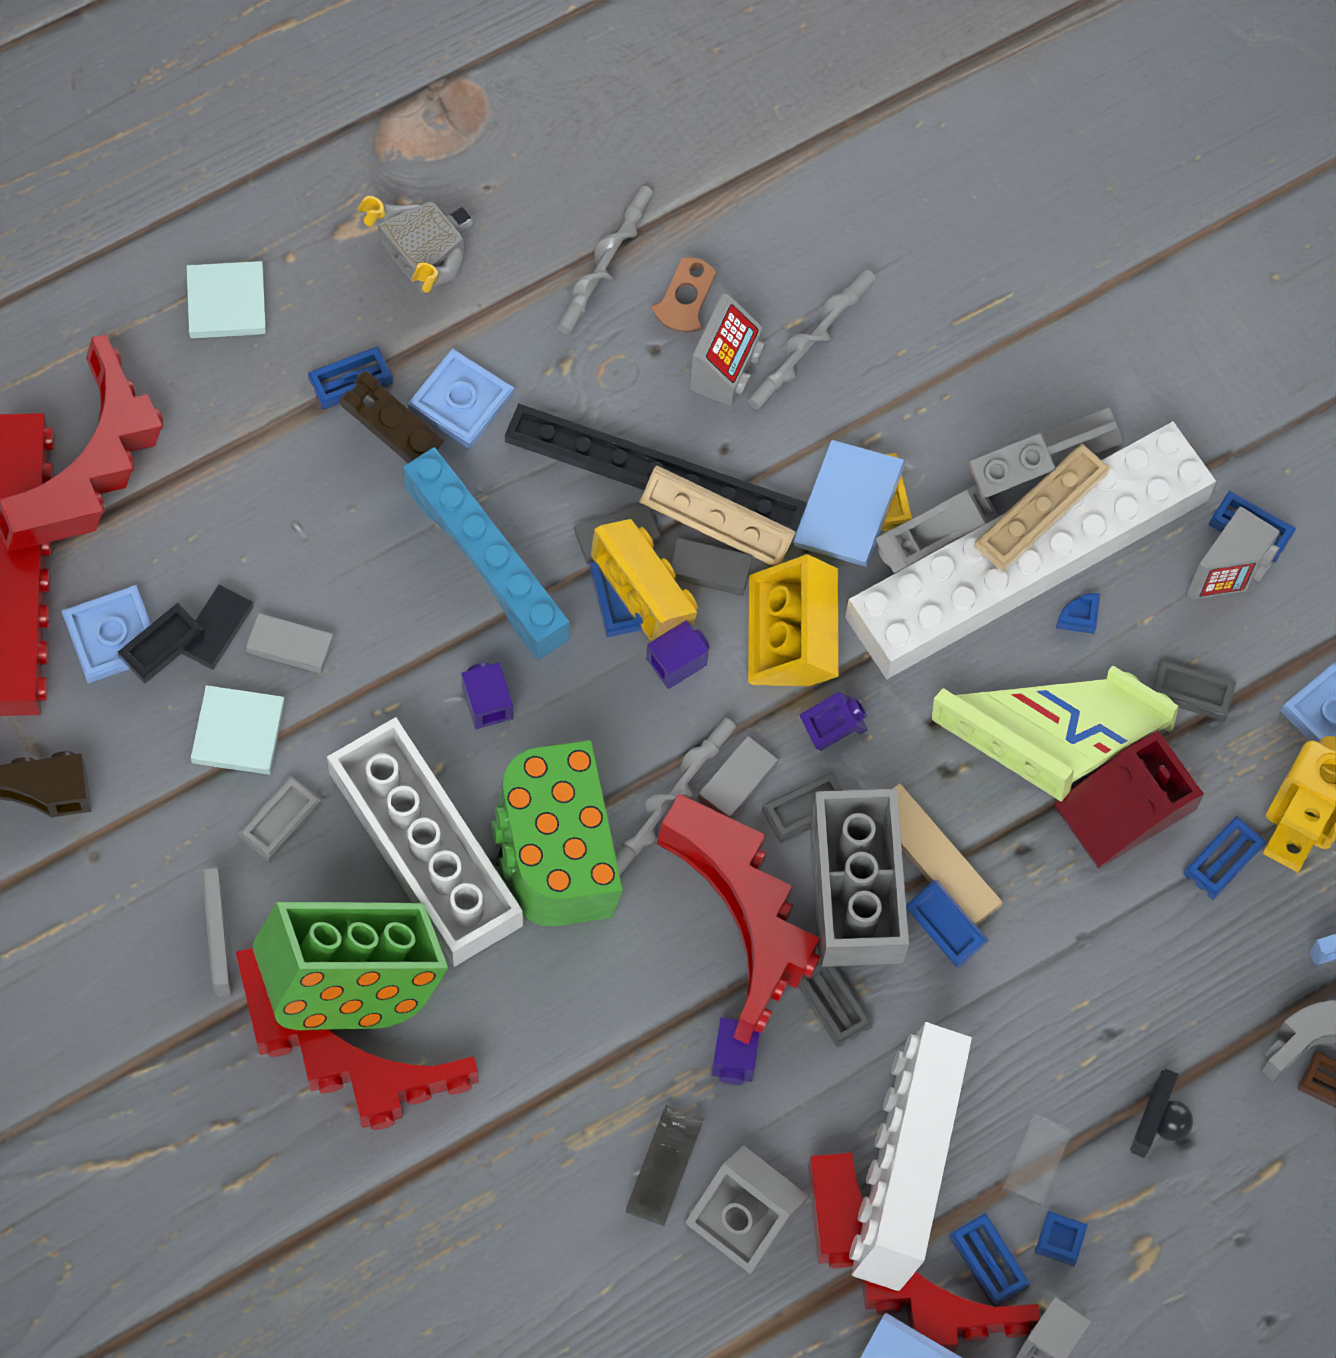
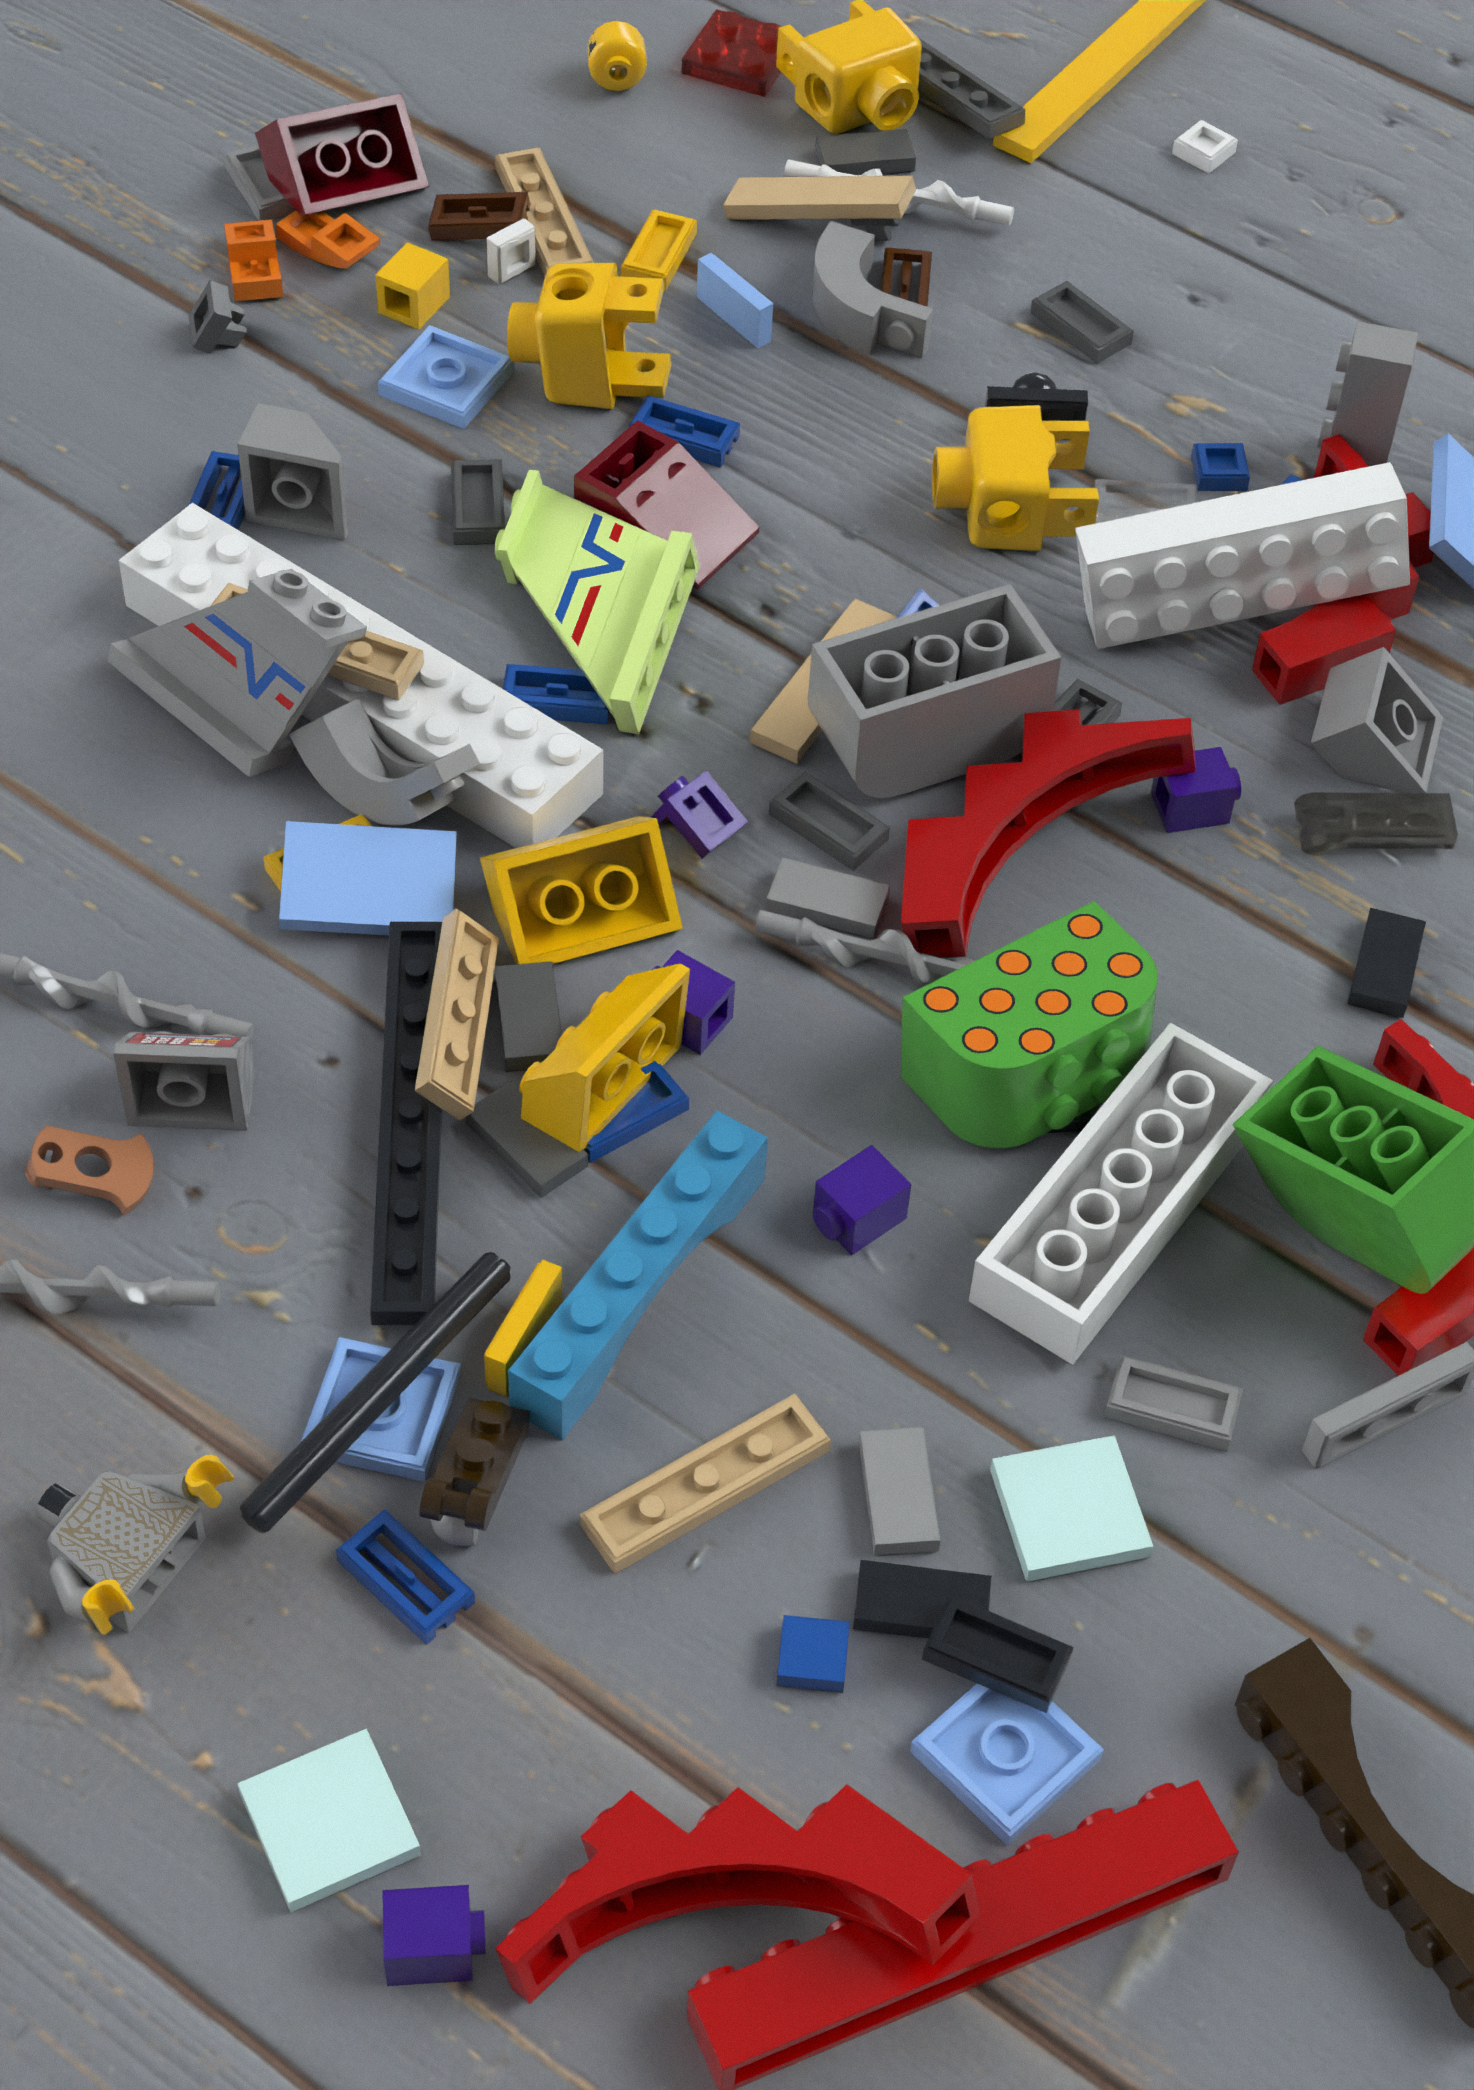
camera: 110 degrees left, 15 degrees down
(137, 319) = (430, 1935): none -> dark purple brick
(211, 559) = (813, 1653): none -> blue tile
(341, 547) = (704, 1483): none -> tan tile
(463, 391) = (374, 1393): none -> black axle
(477, 480) = (527, 1316): none -> yellow tile
(546, 1113) = (1386, 963): none -> black tile
(998, 649) = (557, 696): none -> blue tile
(1076, 1045) = (1006, 480): none -> yellow piece
(1080, 614) = (421, 620): blue tile -> none
(1261, 1209) = (1081, 322): none -> dark grey tile

